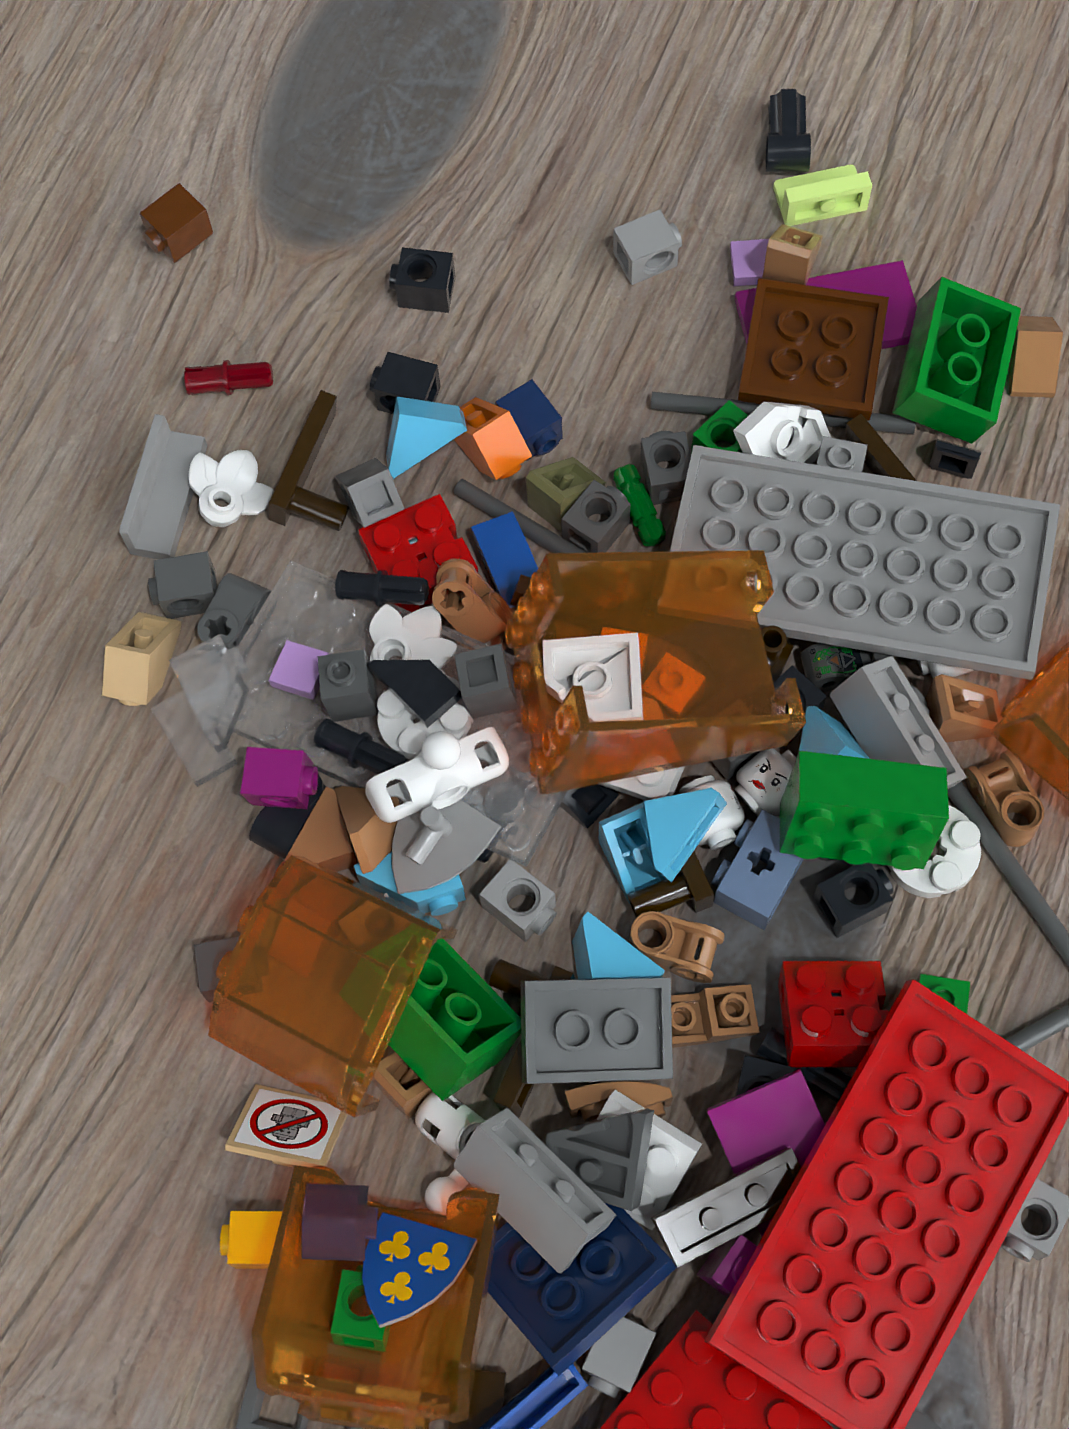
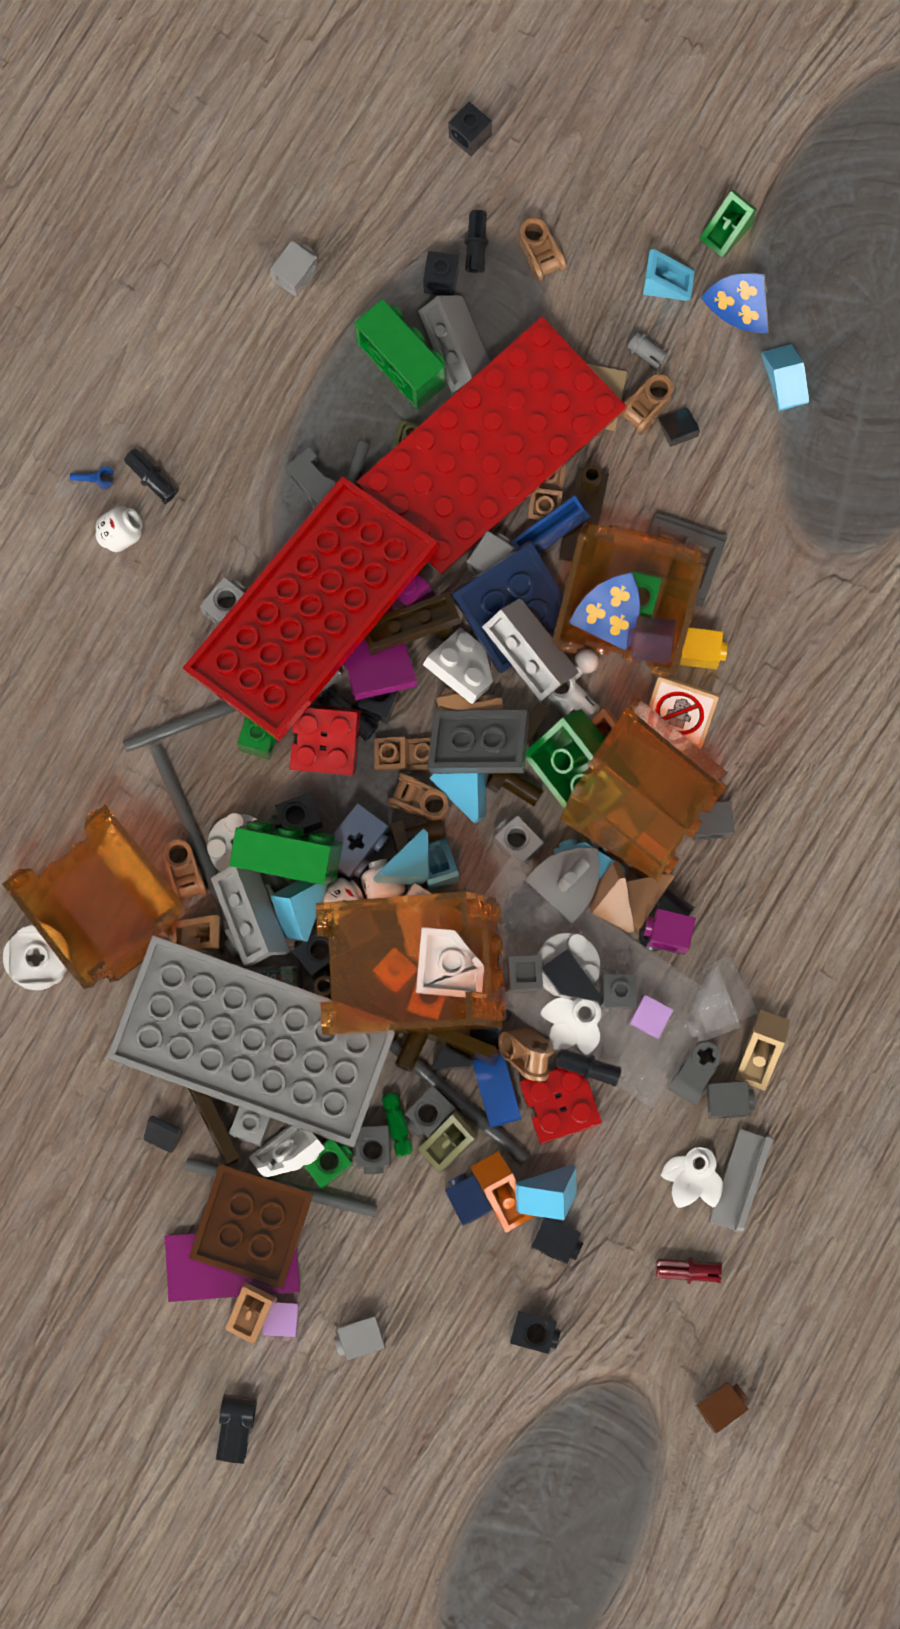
camera: 175 degrees left, 10 degrees up
(289, 493) = (649, 1164): dark brown piece -> none
(356, 748) = (613, 946): black axle -> none
(370, 492) = (591, 1151): brick -> none
(438, 774) = (562, 911): white piece -> none
(608, 1155) = (483, 662): dark grey wing -> none
(822, 194) = (218, 1375): yellowish green panel -> none
(957, 360) = (149, 1197): green brick -> none
(1035, 357) = (87, 1211): medium nougat slope -> none

